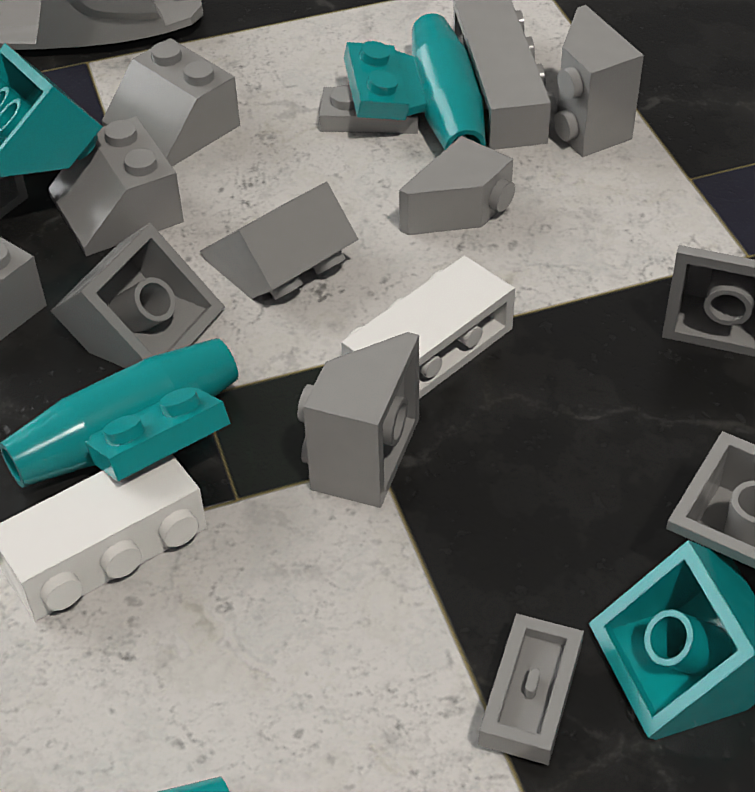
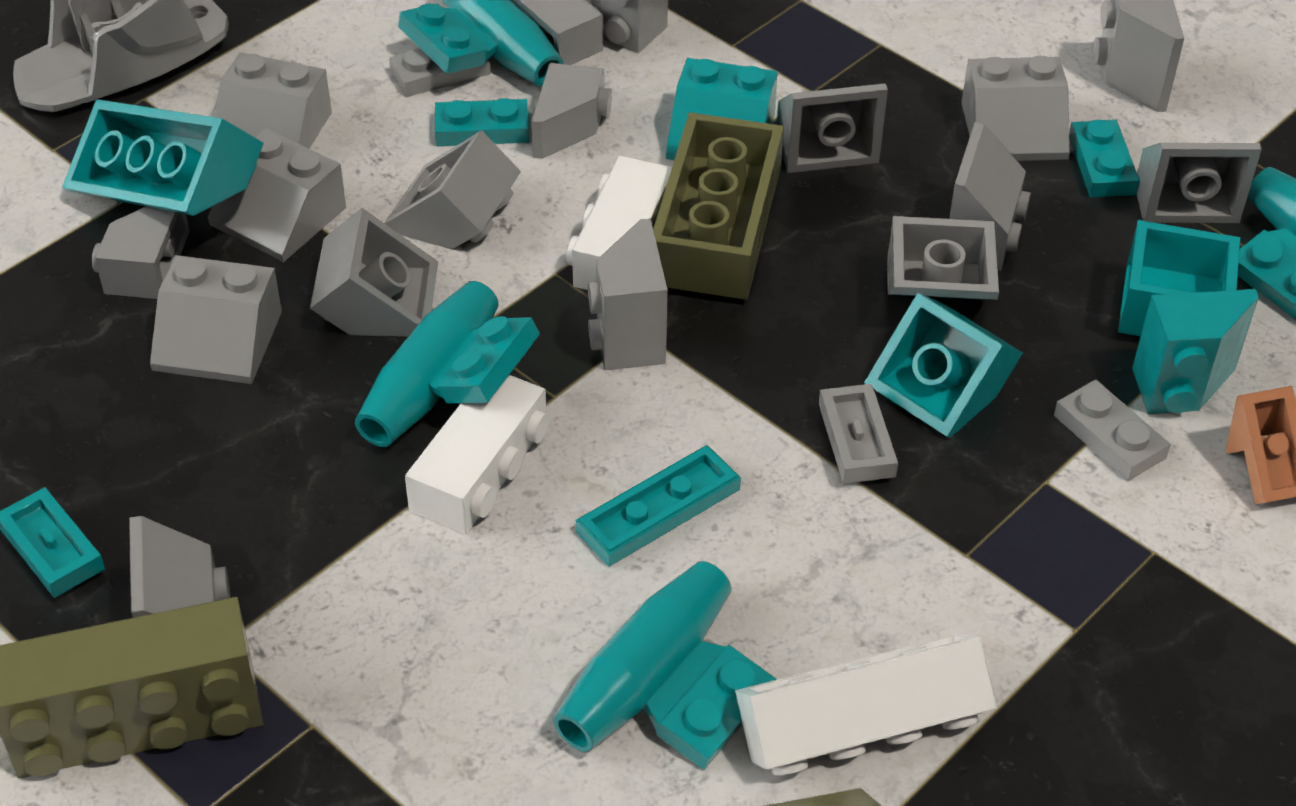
camera: 30 degrees left, 0 degrees up
(250, 677) = (657, 505): none -> teal tile
(364, 176) = (500, 119): none -> teal plate
(537, 347) = (718, 204): none -> olive brick
(617, 248) = (722, 92): none -> teal slope

